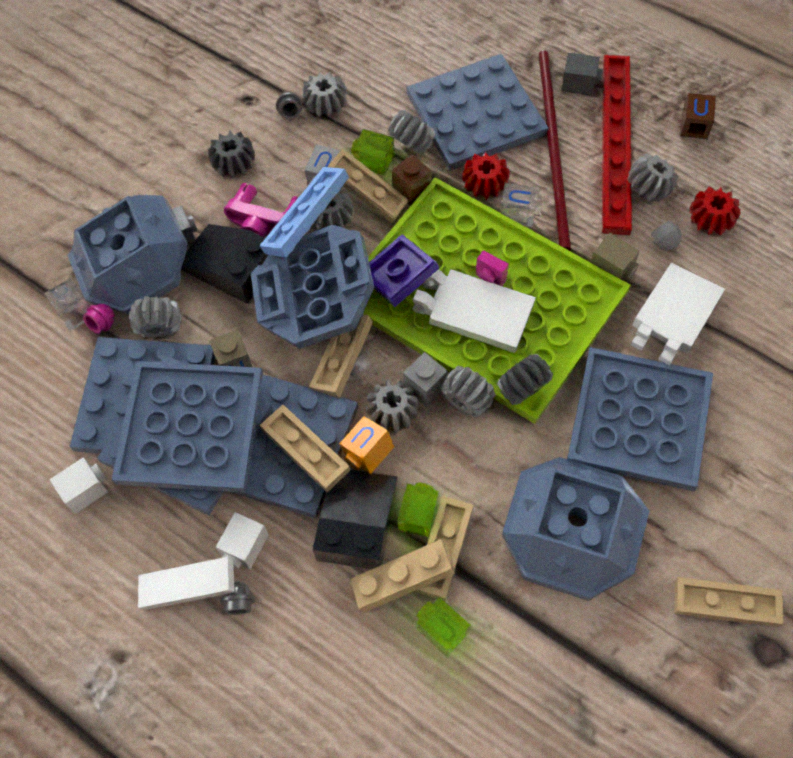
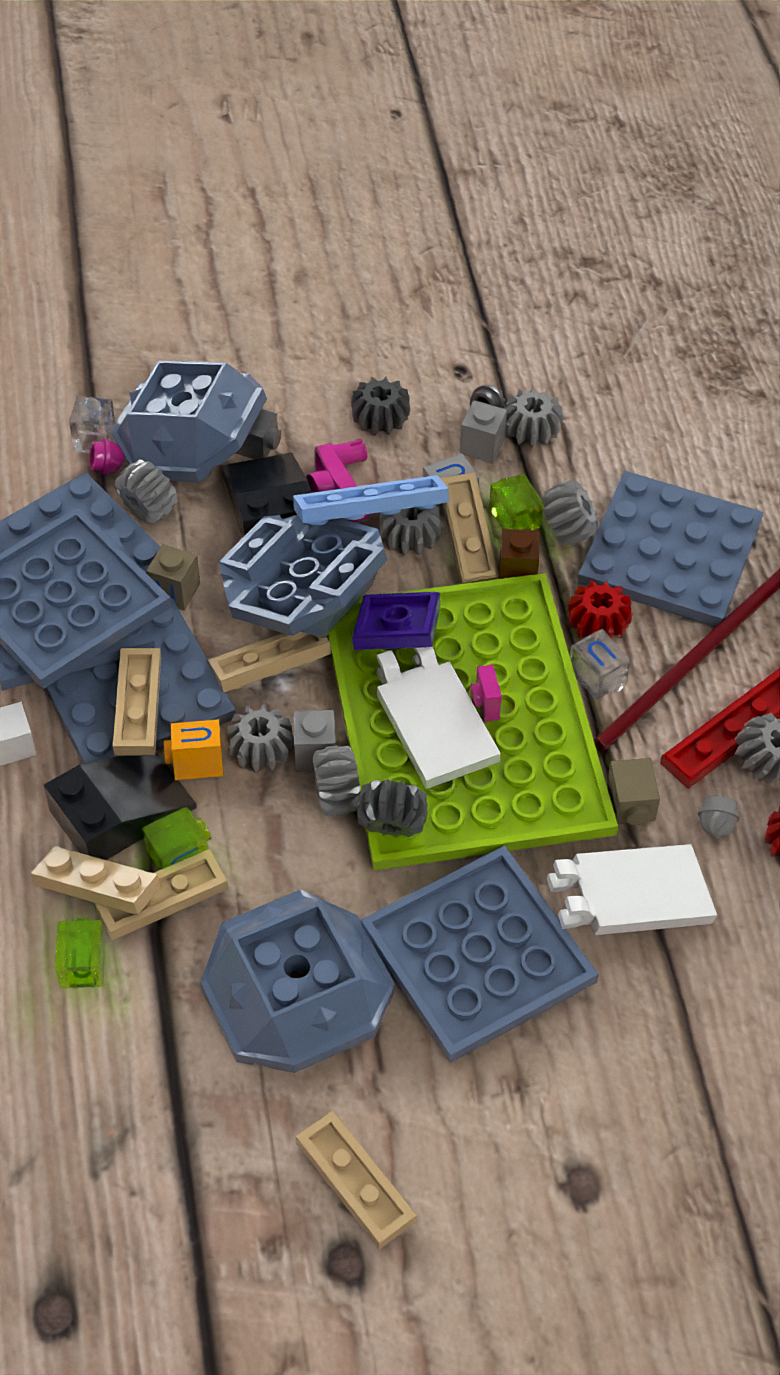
camera: 40 degrees right, 10 degrees down
(308, 123) = (483, 431): none -> light grey brick

